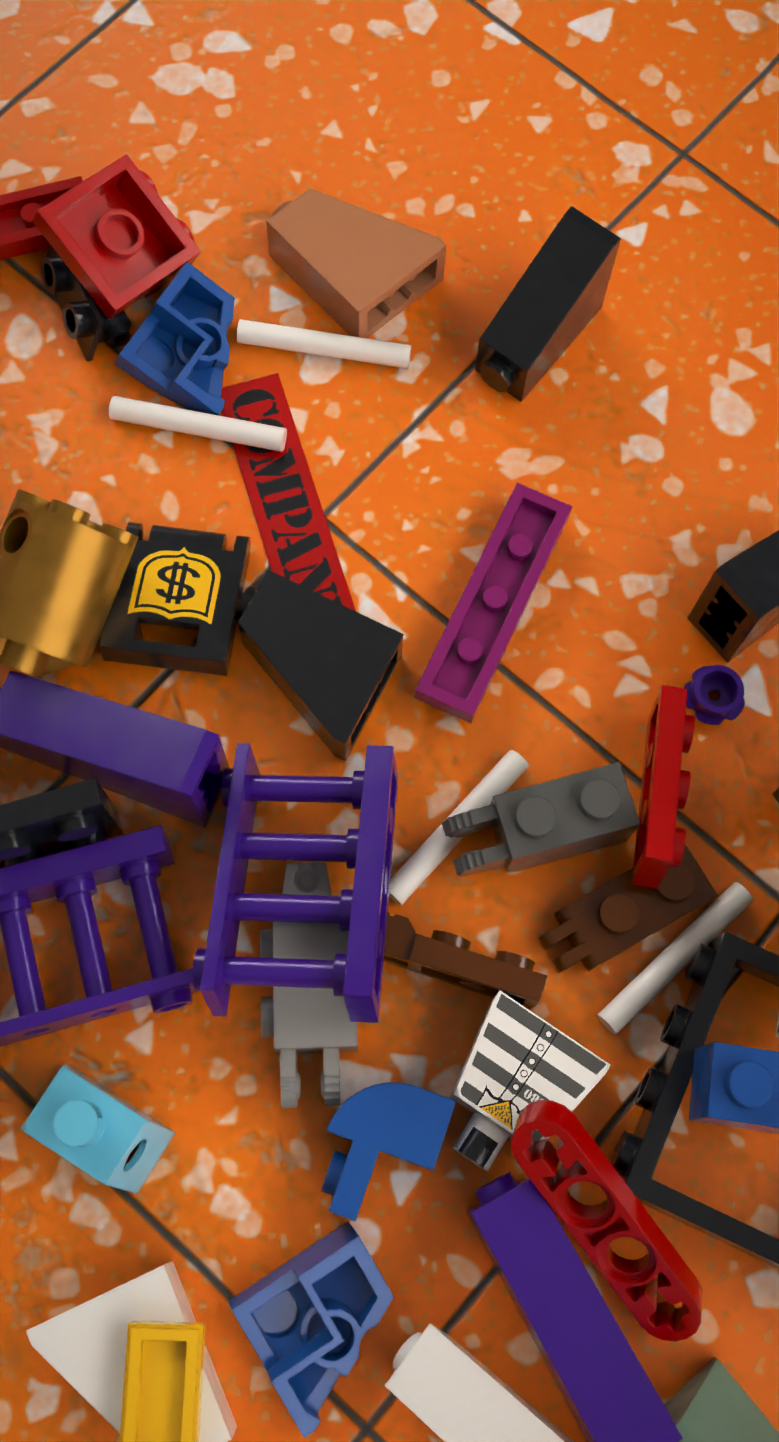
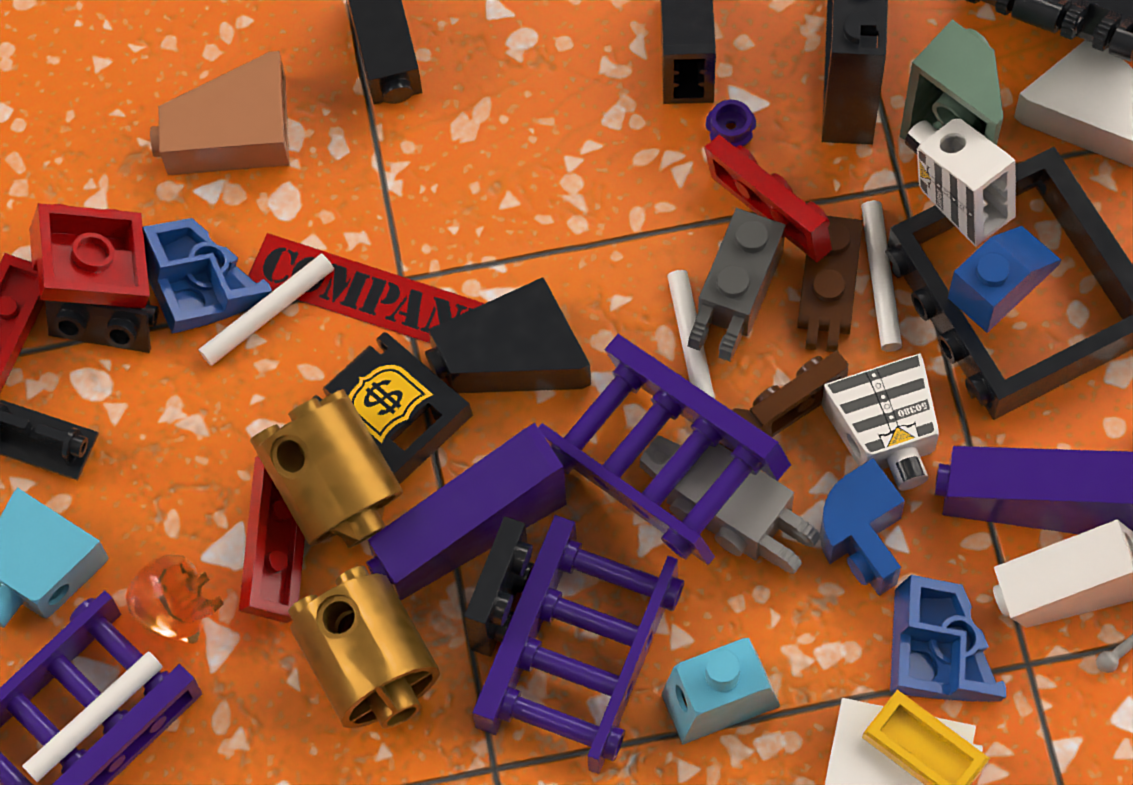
camera: 45 degrees left, 5 degrees down
(323, 343) = (273, 186): white bar -> none
(493, 603) = (559, 211): magenta plate -> none
(614, 1218) = (1011, 420): red beam -> none

